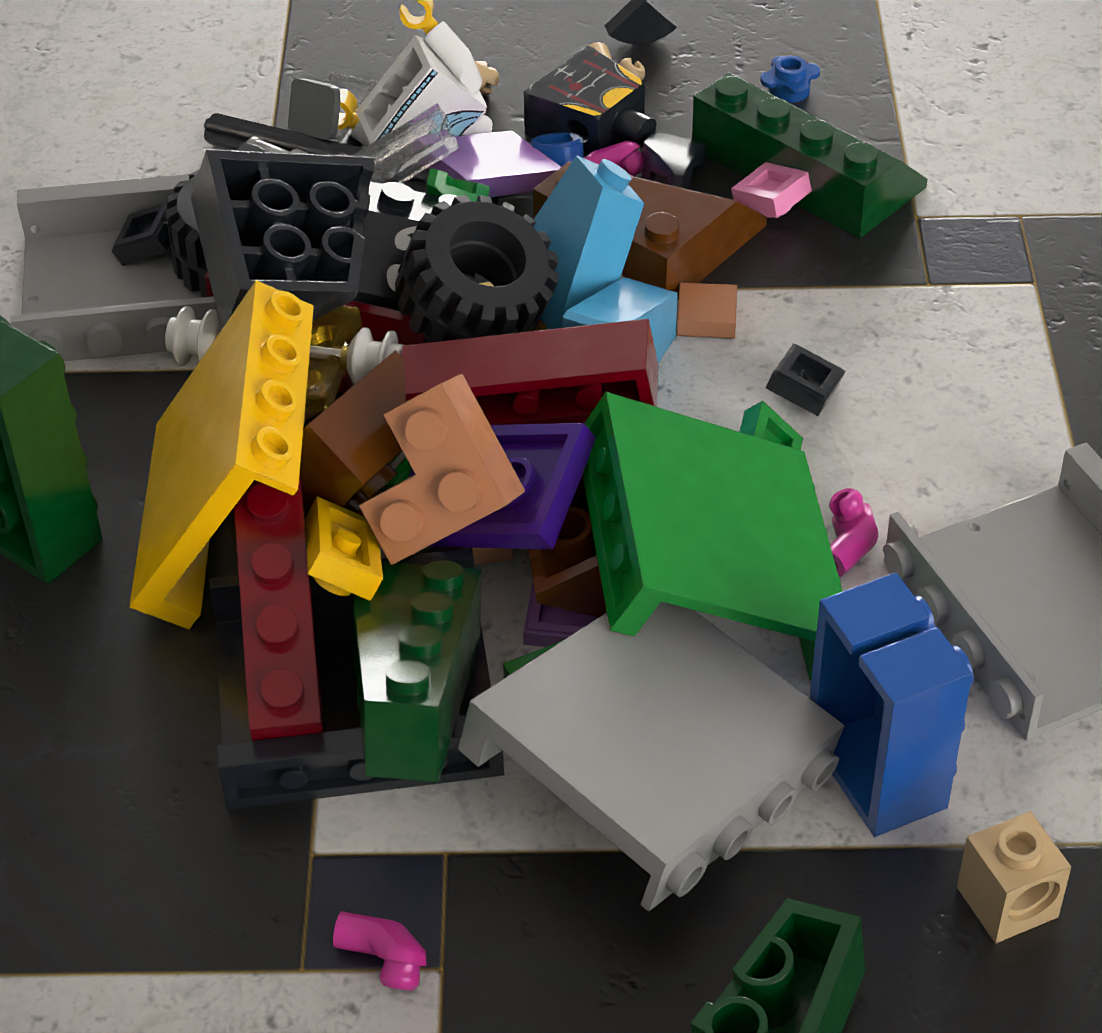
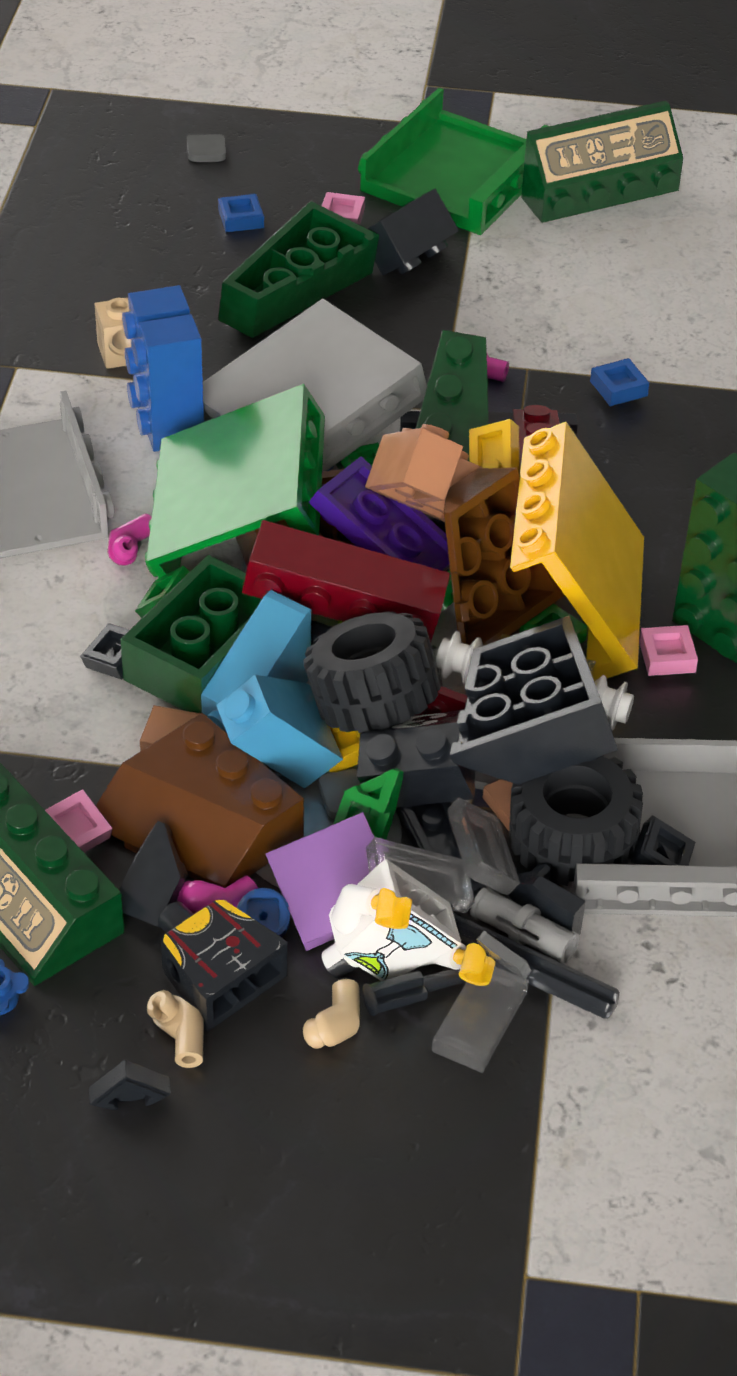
camera: 175 degrees left, 0 degrees up
(115, 462) = (668, 650): none -> bright pink plate
(140, 916) = (619, 382): none -> blue plate
(715, 351) = (188, 634): none -> dark green brick

